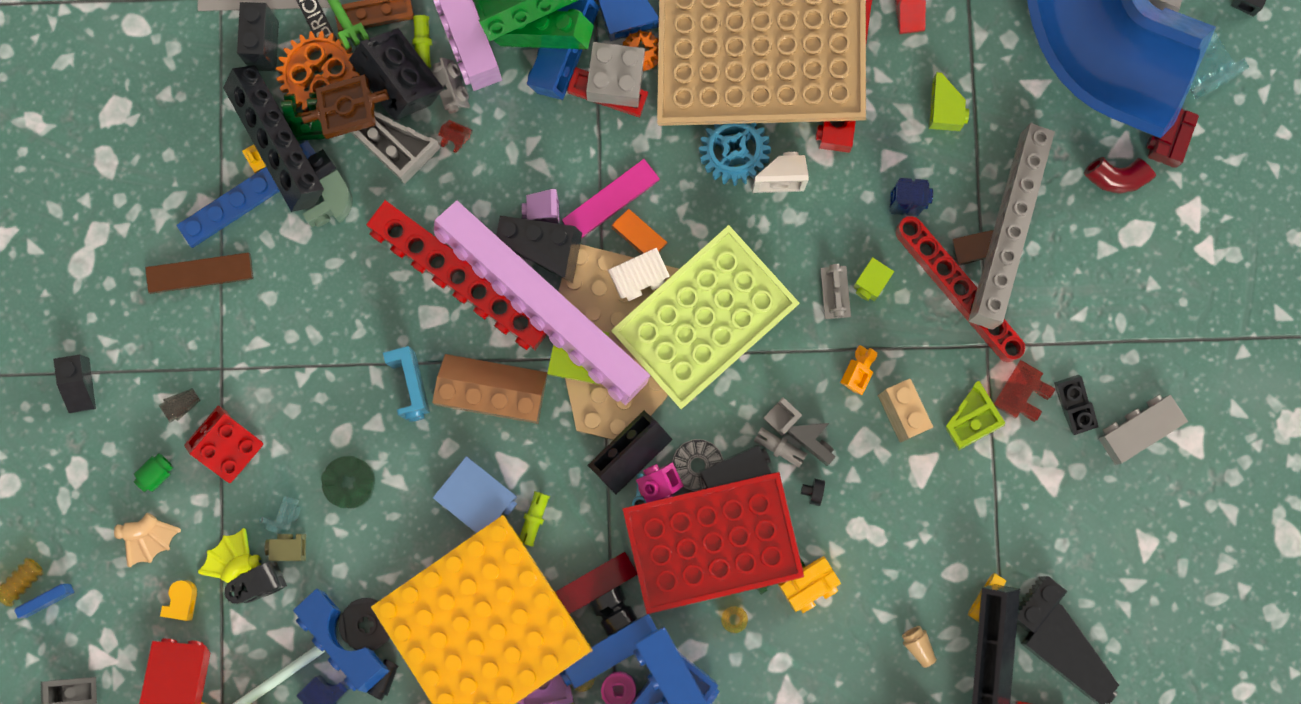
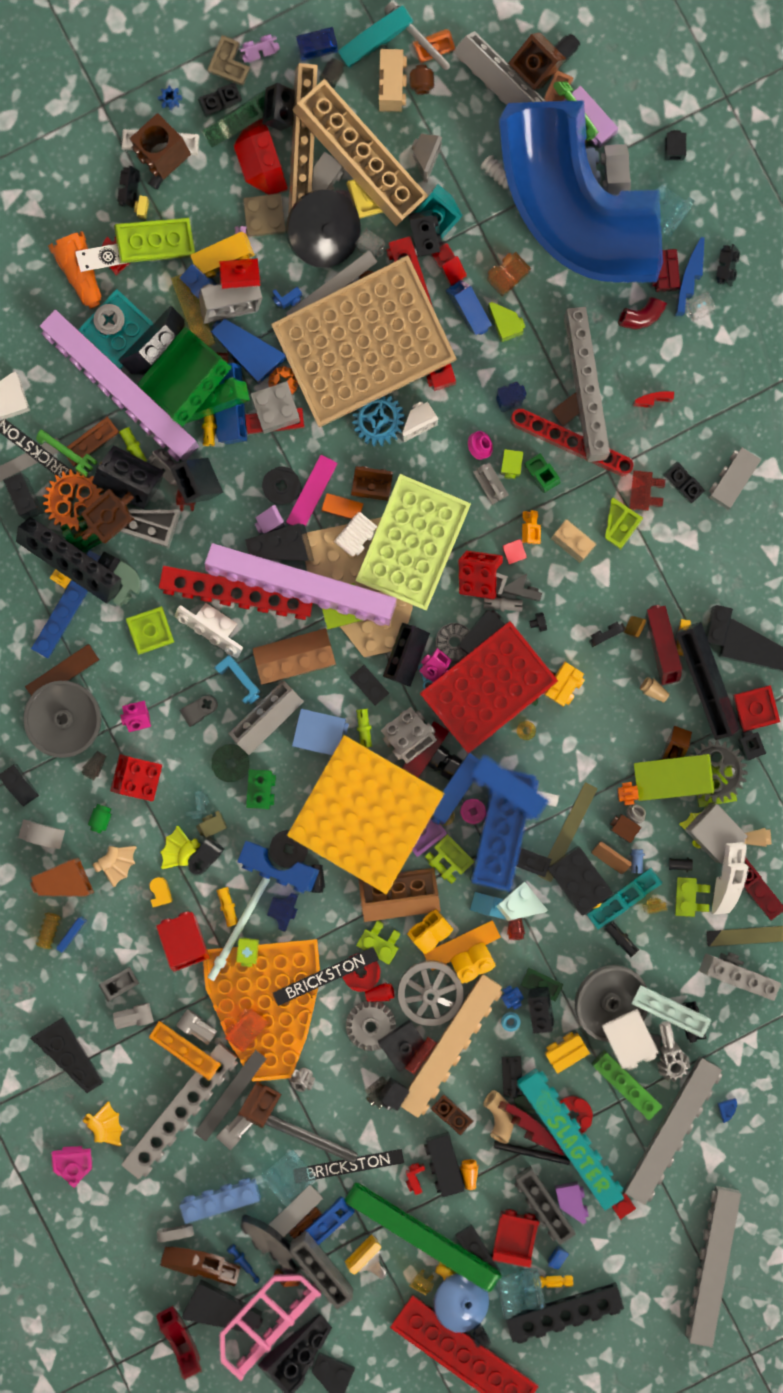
camera: 25 degrees left, 5 degrees up
(67, 529) = (63, 880): none -> dark orange slope
(71, 458) = (41, 834): none -> light grey brick
(168, 328) = (62, 719): none -> dark grey dish
(254, 660) = (227, 906): none -> yellow pin
(260, 368) = (135, 716): none -> dark pink brick
(331, 272) = (150, 630): none -> lime plate
(337, 397) = (196, 712): none -> dark grey piece
(368, 532) = (260, 788): none -> green brick
(409, 302) = (211, 625): none -> white bracket
(418, 446) = (264, 720): none -> light grey brick
(476, 116) = (196, 480): none -> black brick
(524, 63) = (209, 430): none -> yellow pin
(566, 468) = (369, 685): none -> black plate
(576, 159) = (290, 479): none -> black plate
(584, 554) = (408, 735): none -> light grey brick
(689, 222) = (372, 483): none -> reddish brown bracket
(767, 396) = (478, 574): none -> red bracket
(825, 389) = (514, 551): none -> coral slope
(844, 239) = (480, 445): none -> dark pink plate
(880, 546) = (600, 637): none -> black plate
(905, 309) = (542, 473): none -> green brick
(910, 67) = (469, 307): none -> blue slope
(932, 554) = (635, 626): none -> pearl gold slope
(958, 595) = (663, 645): none -> dark red slope
(977, 49) = (508, 274): none -> clear orange brick
(1078, 282) = (647, 401): none -> red slope
(1195, 199) = (700, 306): none -> clear brick
(1205, 153) = (693, 271): none -> blue slope
(1249, 174) = (728, 273): none -> black hinge

